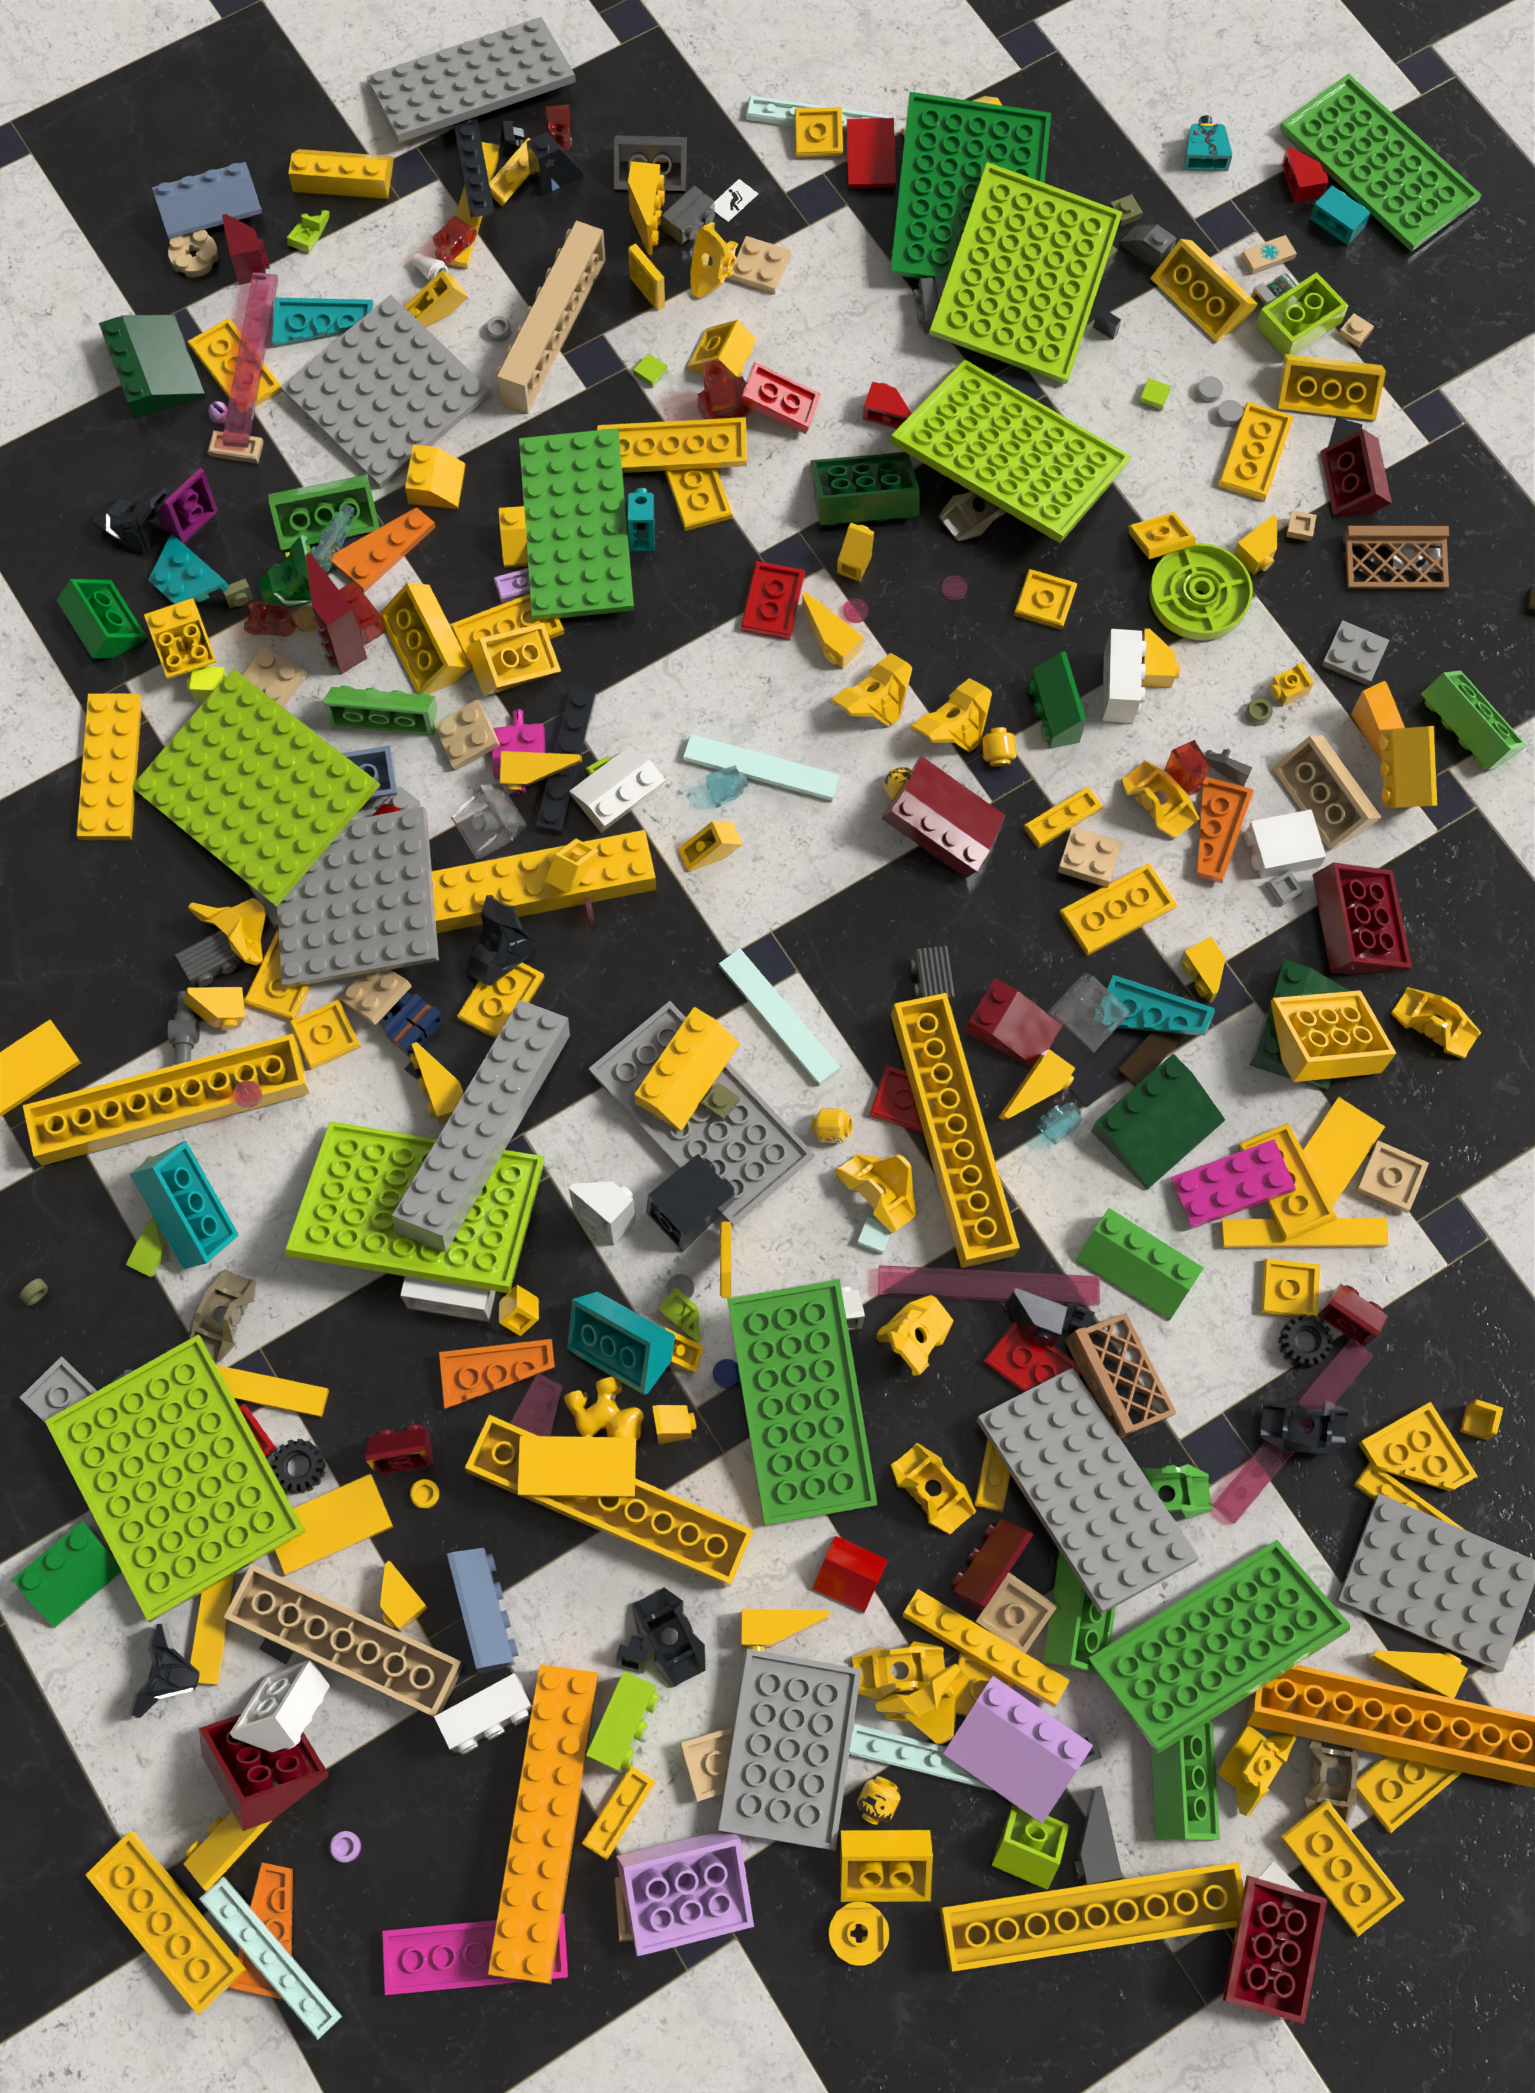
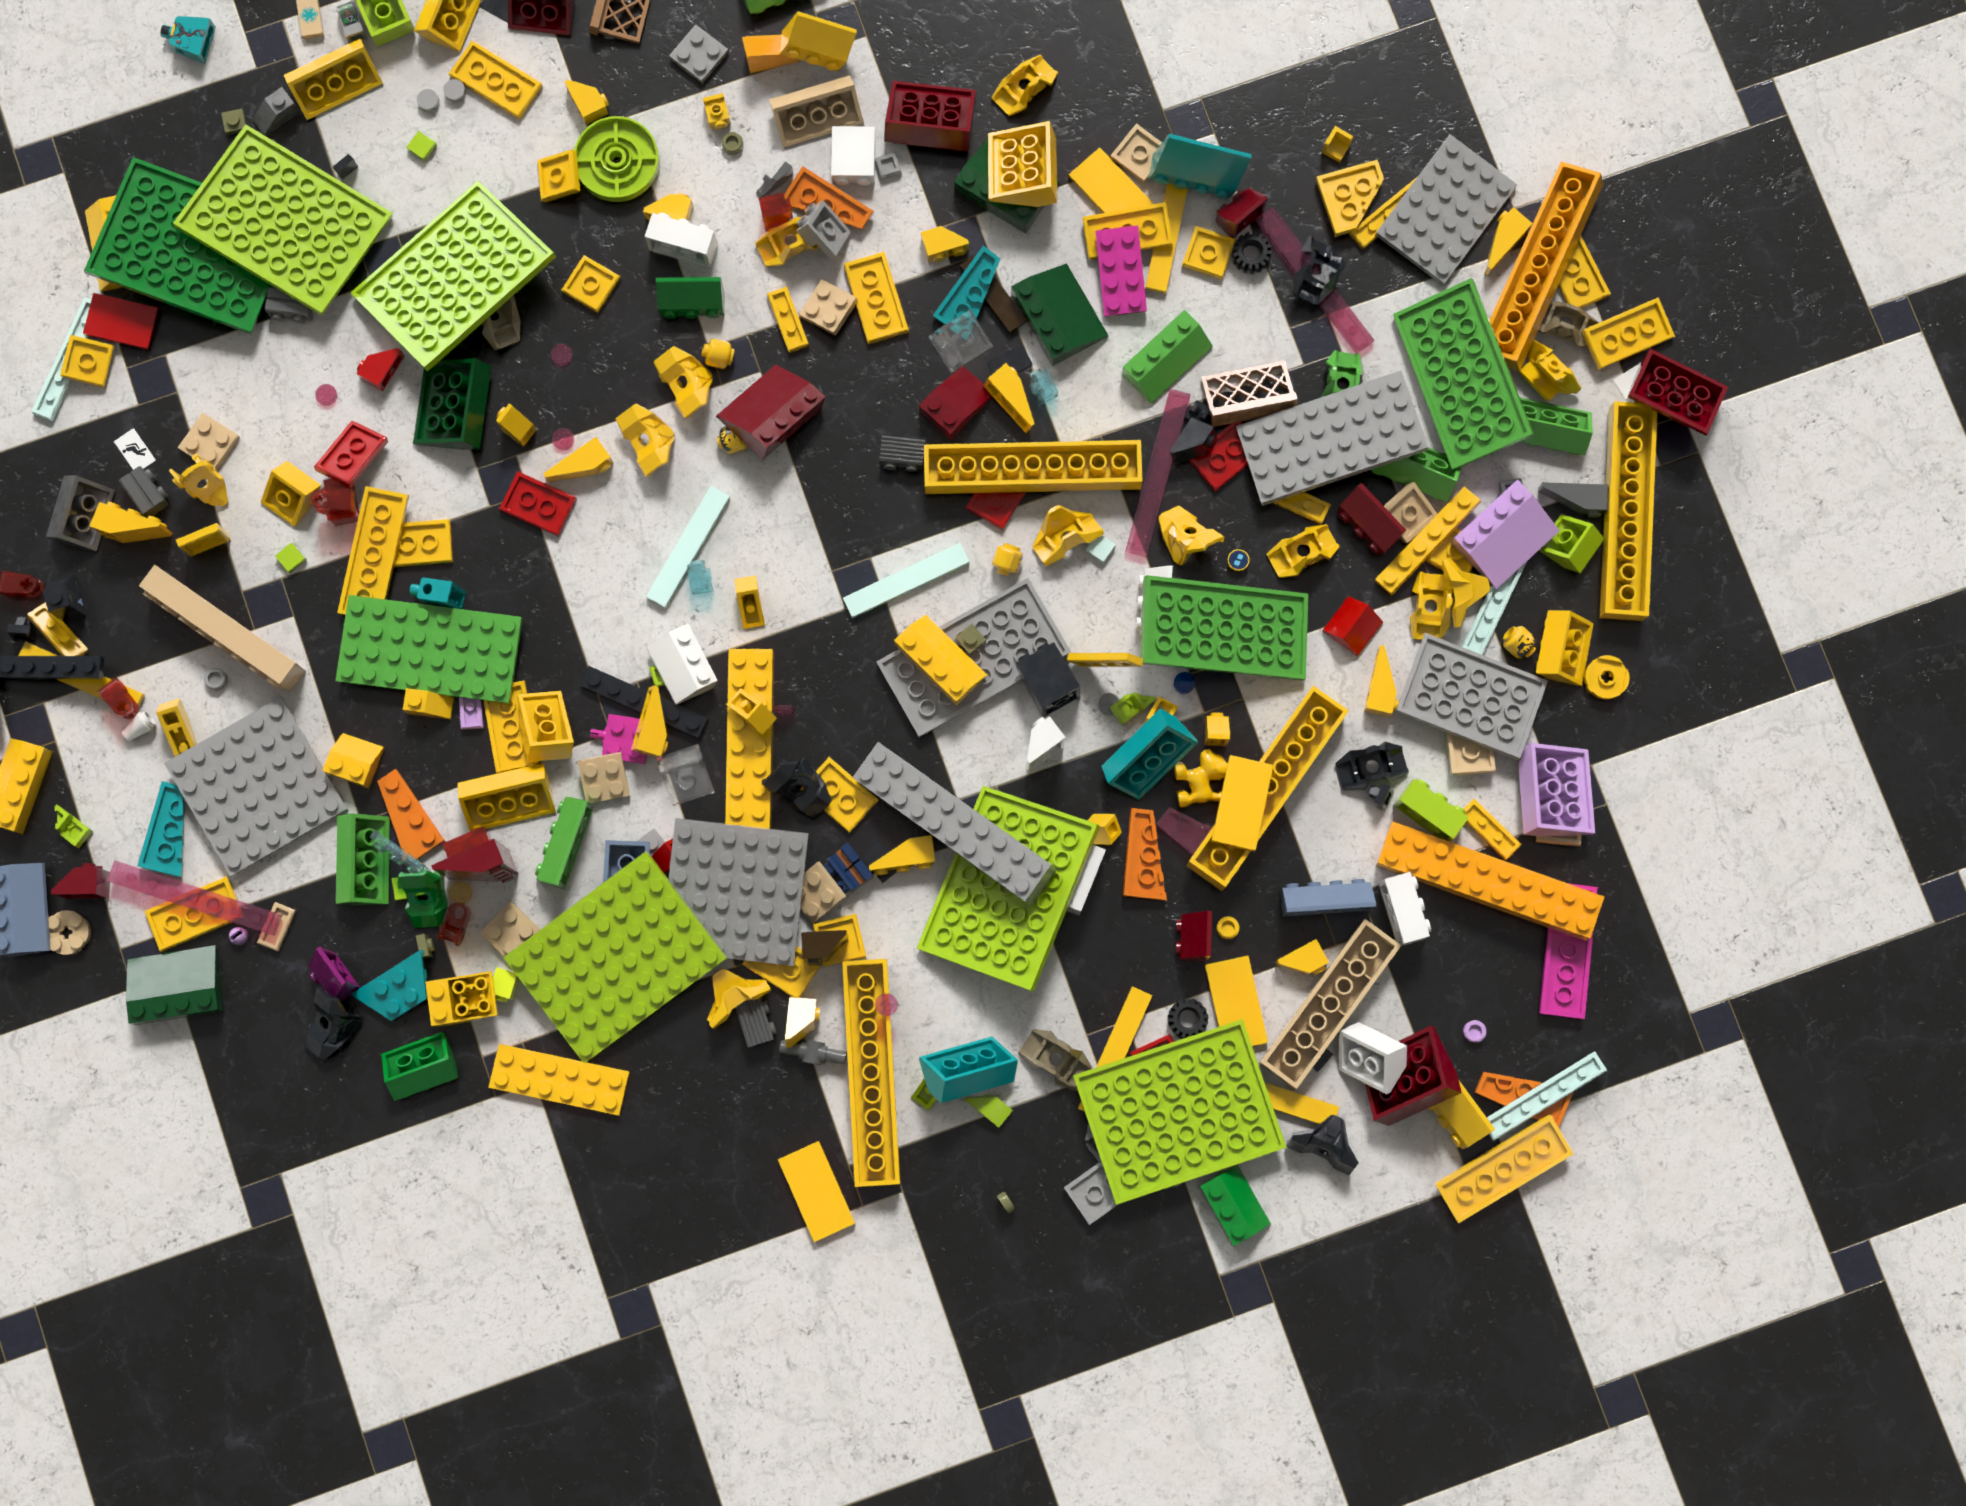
camera: 75 degrees left, 10 degrees up
(305, 1003) = (821, 945): none -> dark brown slope
(843, 365) = (326, 394): none -> clear pink piece
(900, 1408) = (1238, 560): none -> dark blue tile
(1181, 826) = (823, 228): none -> light grey plate
(1301, 525) = (575, 63): tan plate -> none
(1392, 1243) = (1198, 166): none -> teal slope

